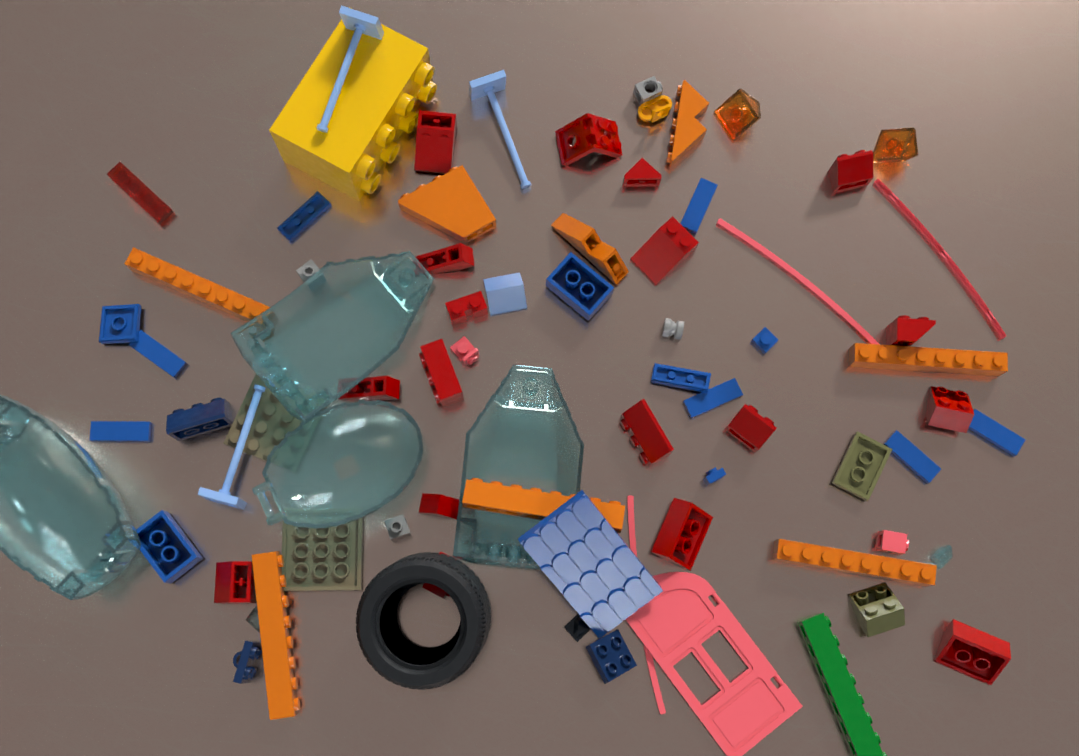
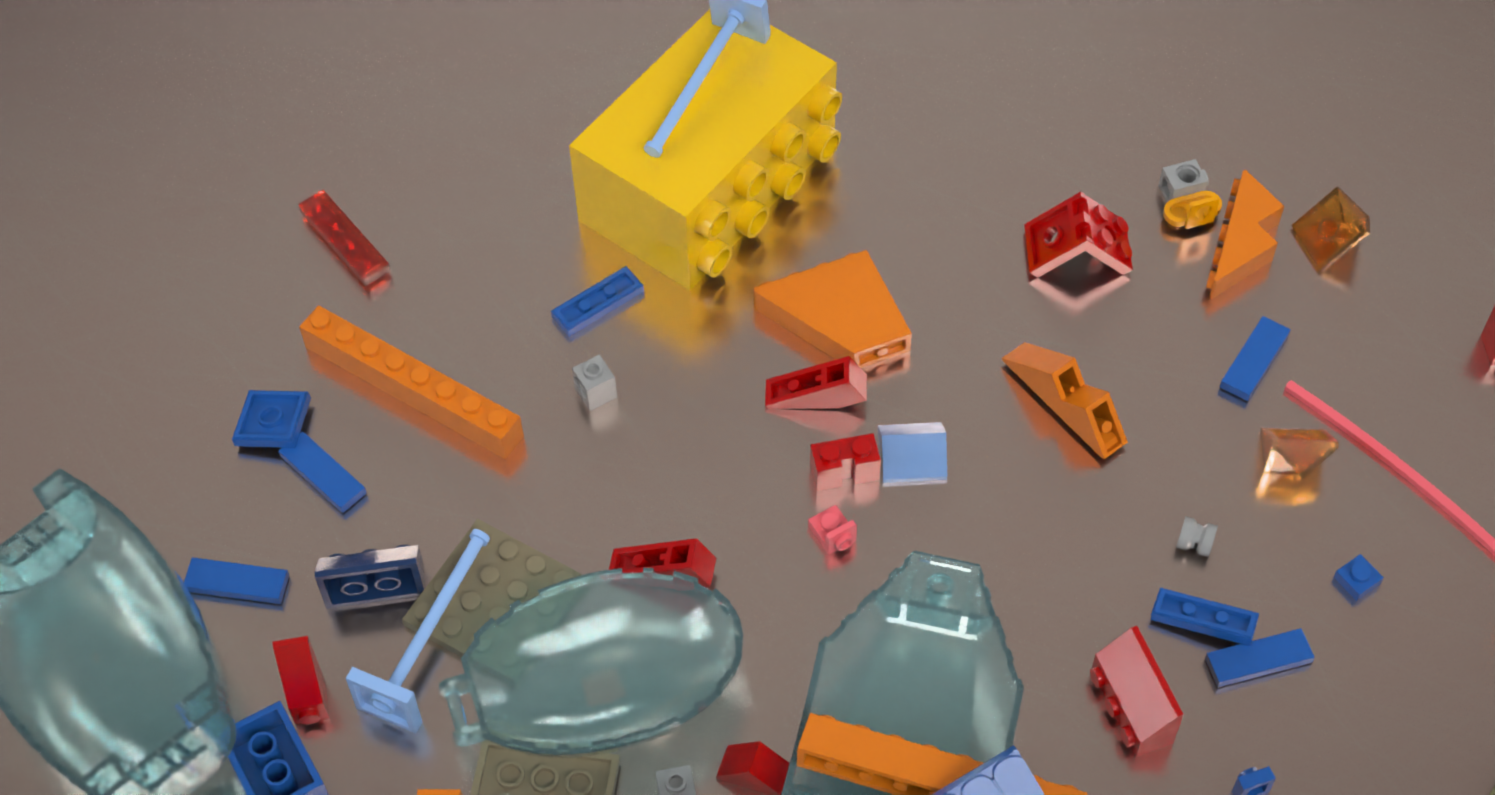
camera: 15 degrees right, 20 degrees down
(172, 495) = (301, 680): none -> red slope
(334, 329) = (617, 462): clear light blue windscreen -> none
(435, 141) = (826, 214): red slope -> none
(440, 373) = (788, 552): red brick -> none
(487, 87) = (923, 146): light blue tile -> none
(579, 286) = (1041, 450): blue brick -> none
(642, 174) = (1163, 300): red slope -> none
(664, 250) = (1193, 416): red slope -> none
(726, 264) = (1295, 449): none -> clear orange slope
(751, 427) = (1325, 707): red slope -> none

